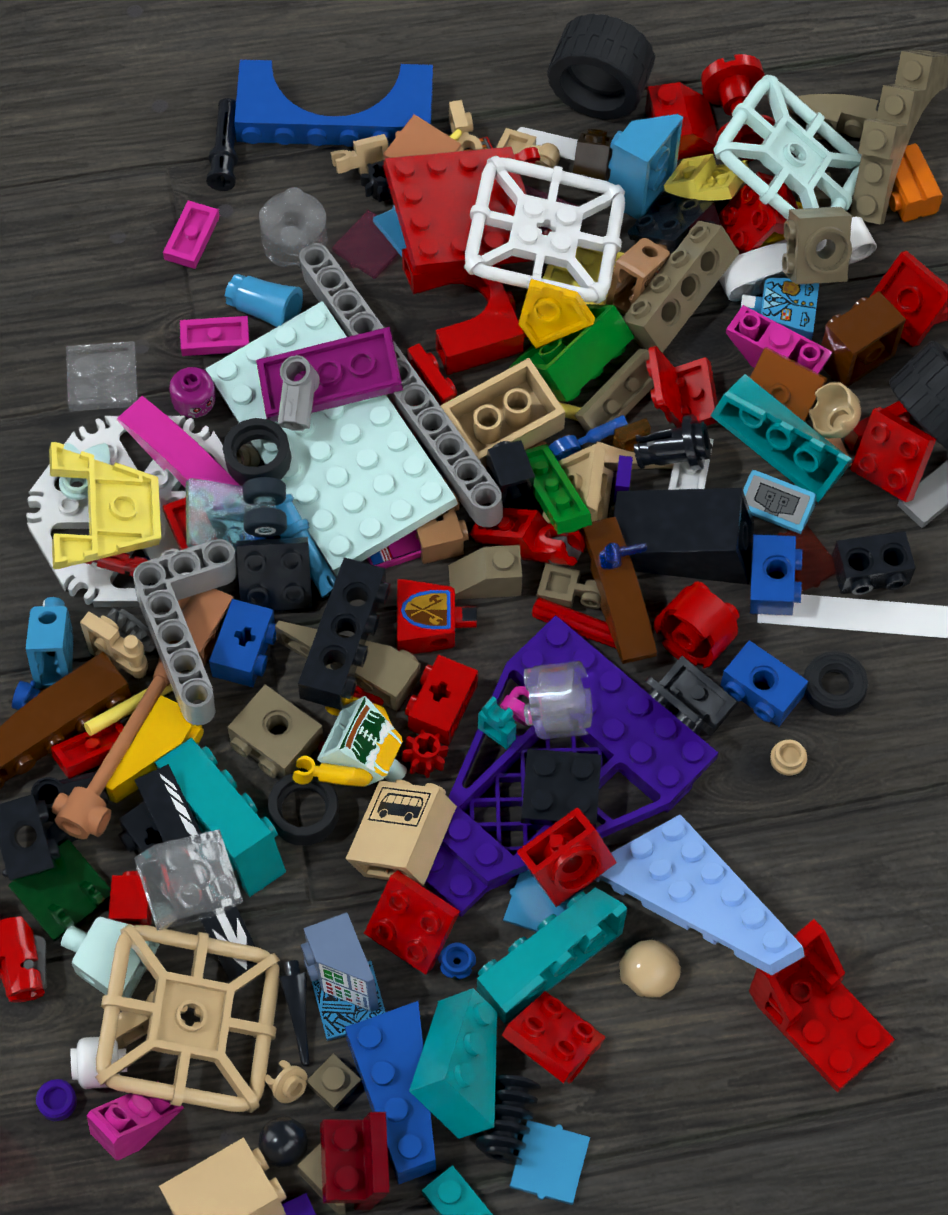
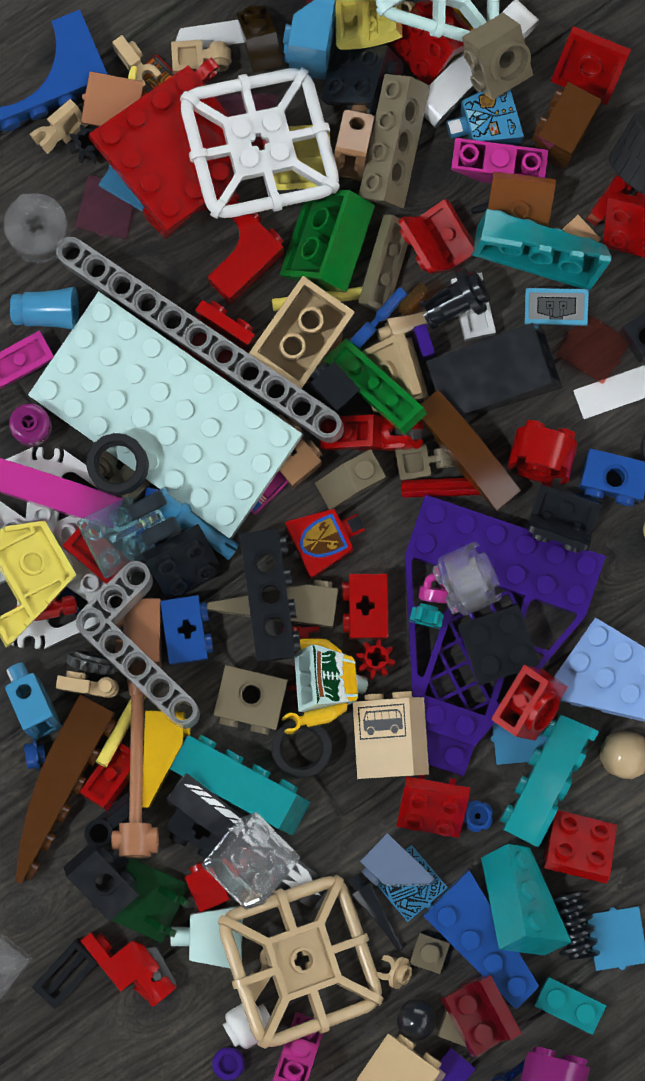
camera: 25 degrees left, 20 degrees up
(297, 395) = (128, 404): light grey piece -> none
(347, 369) = (142, 364): magenta tile -> none
(552, 313) = (302, 221): yellow plate -> none
(611, 556) = (452, 430): clear blue hand -> none
(769, 594) = (583, 396): blue brick -> none
(835, 411) = (575, 209): tan hair -> none

